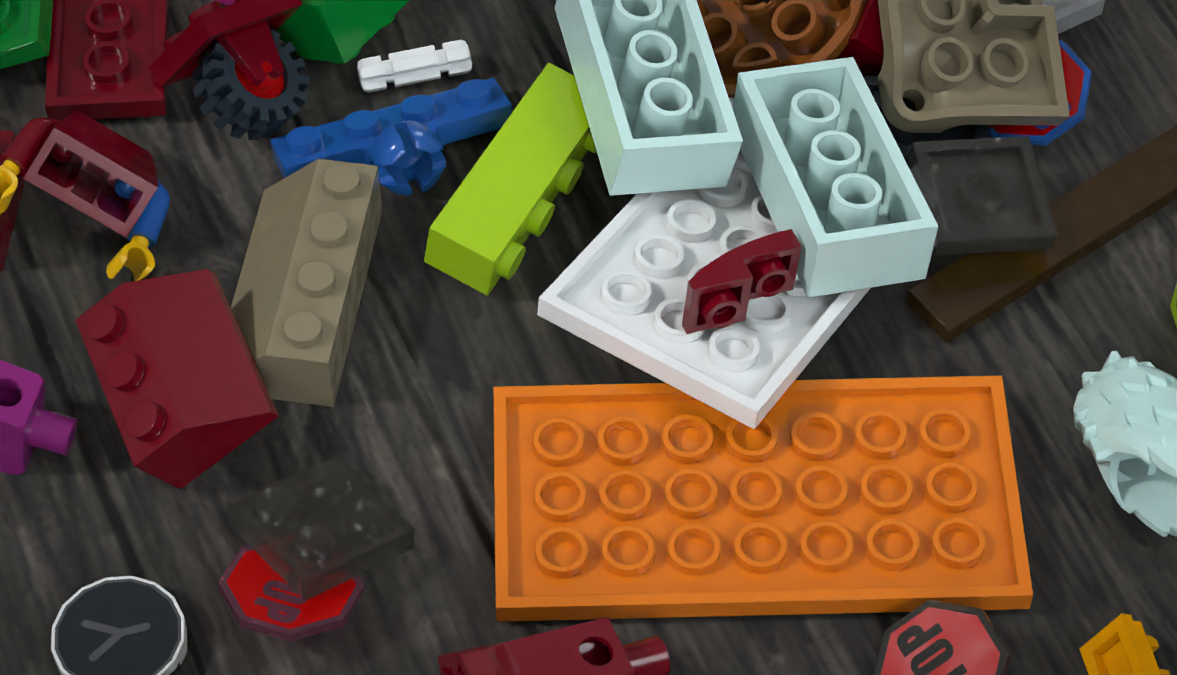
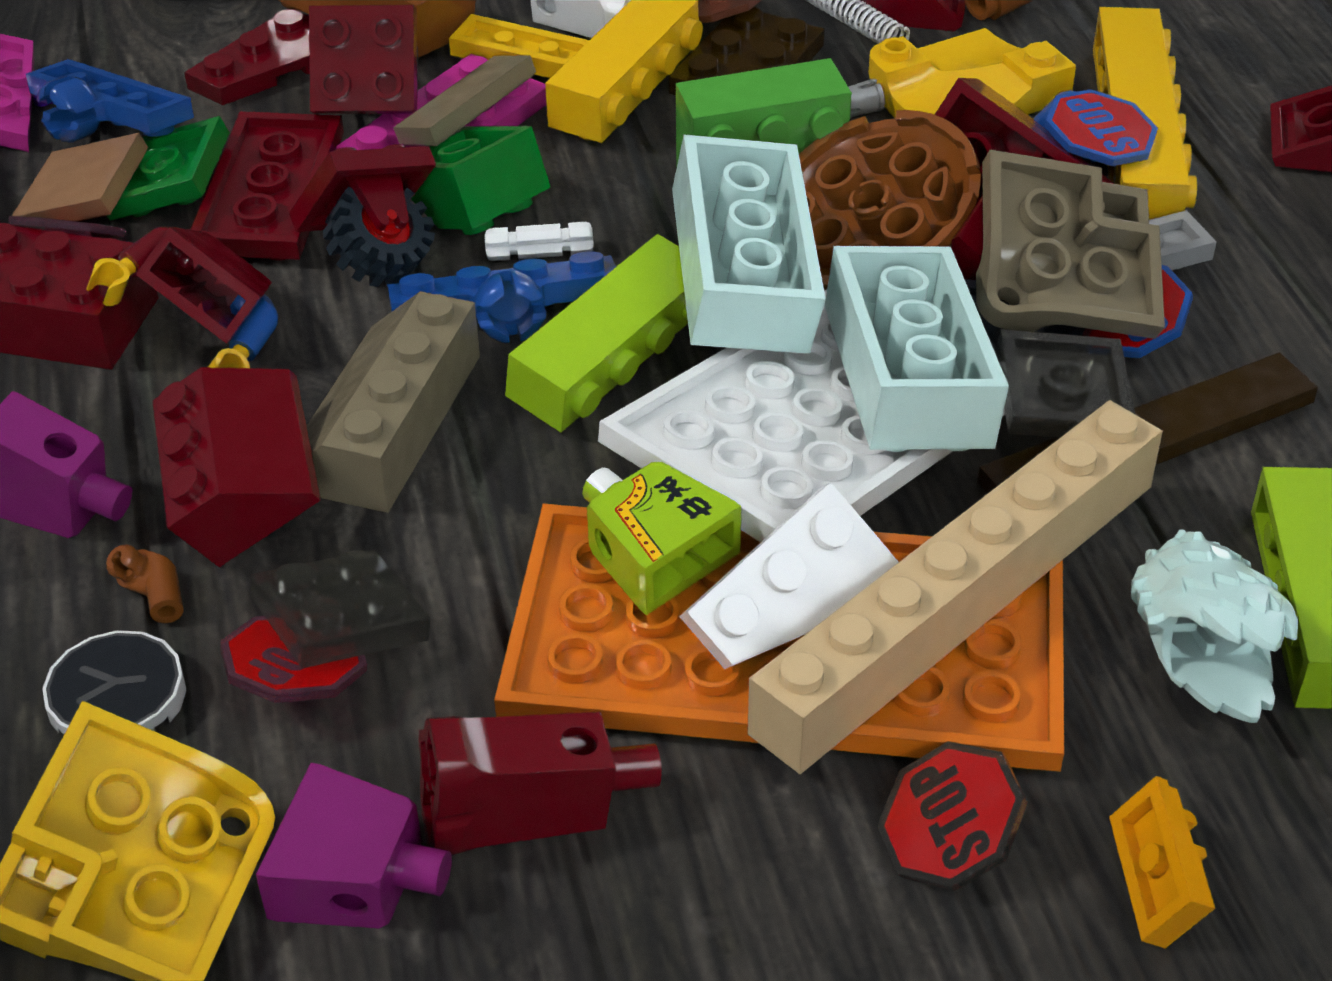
camera: 10 degrees right, 10 degrees down
(119, 512) = (150, 576): none -> dark orange arm
(617, 411) = (659, 531): none -> lime torso
(754, 270) = (801, 418): dark red slope -> none
(763, 453) = (790, 580): none -> white wing
(911, 436) = (949, 587): none -> tan brick

